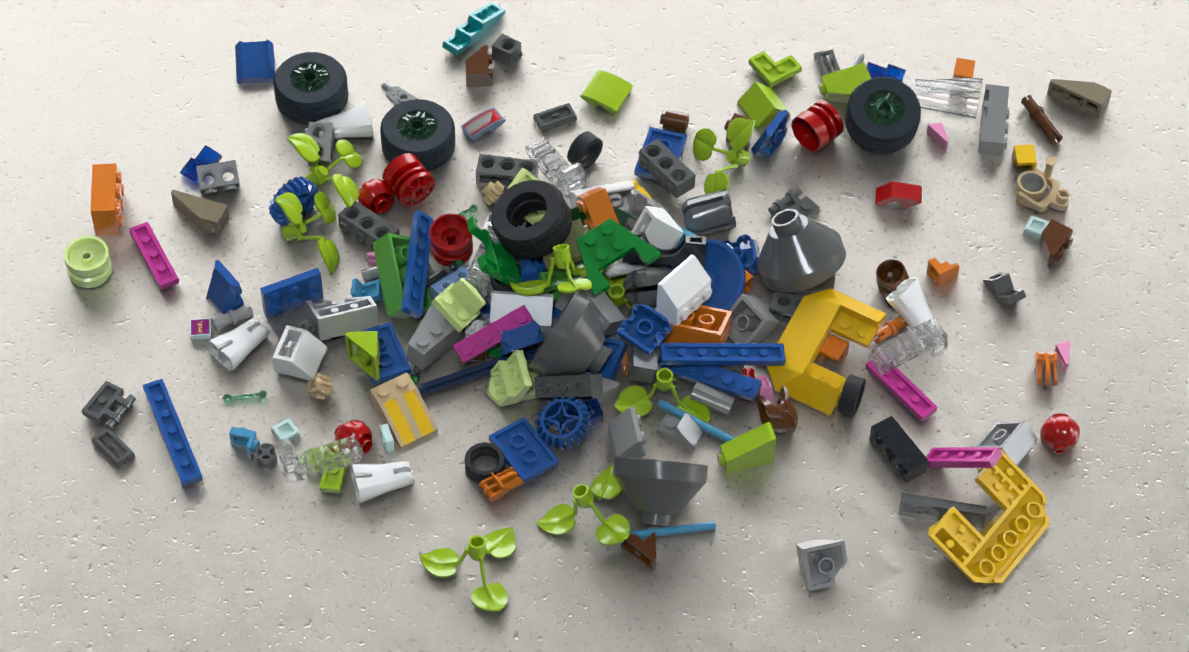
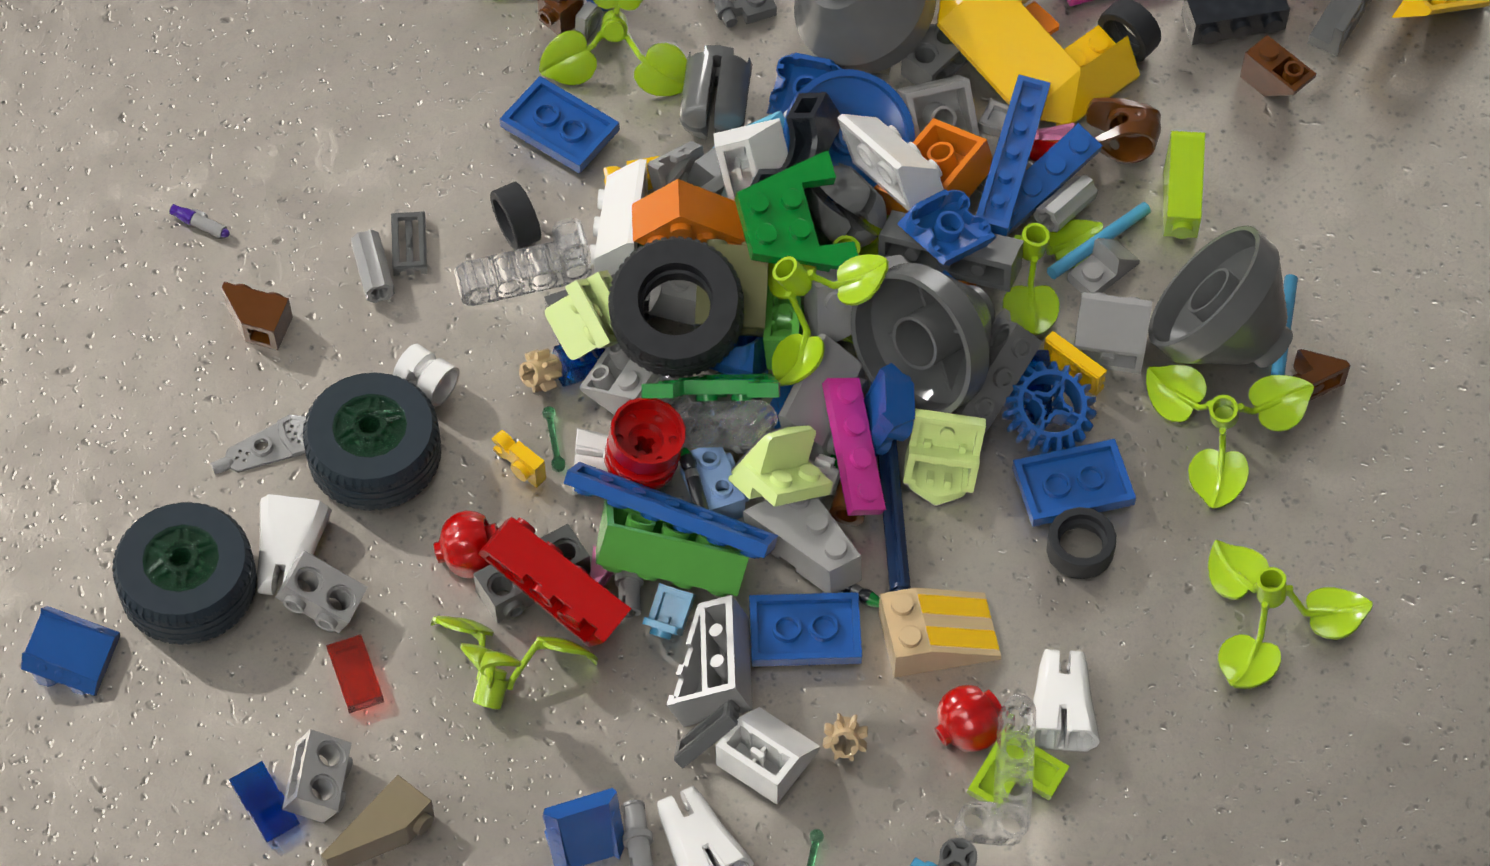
camera: 70 degrees left, 5 degrees up
(285, 430) = (910, 820): light aqua tile -> none
(290, 171) = (355, 673): none -> clear red tile
(291, 293) = (641, 722): blue plate -> none
(303, 189) = (438, 666): blue gear -> none
(308, 150) = (385, 610): lime plant -> none
(355, 230) = (554, 582): none -> red wedge
(364, 351) = (831, 636): lime slope -> none
(386, 438) = (986, 668): light aqua tile -> none
(408, 179) = (469, 478): red wheel -> none
(434, 204) = (524, 462): none -> yellow plate
(469, 146) = (432, 375): none -> white wheel
(475, 28) = (162, 298): teal slope -> none
(481, 123) = (378, 342): slope -> none
(502, 169) = (505, 354): dark grey brick -> none
(502, 483) = (1132, 531): orange arm -> none
(506, 50) = (226, 258): dark grey brick -> none
(530, 28) = (199, 220): none -> piece
(531, 105) = (372, 266): none -> light grey axle
(602, 430) = (1067, 354): none -> yellow tile
(606, 90) = (391, 155): lime slope -> none
(666, 168) = (607, 117): dark grey brick -> none
(675, 120) = (501, 82): reddish brown brick -> none
(821, 561) = (1400, 167): light grey slope -> none
(861, 475) = (1274, 69): none -> reddish brown slope

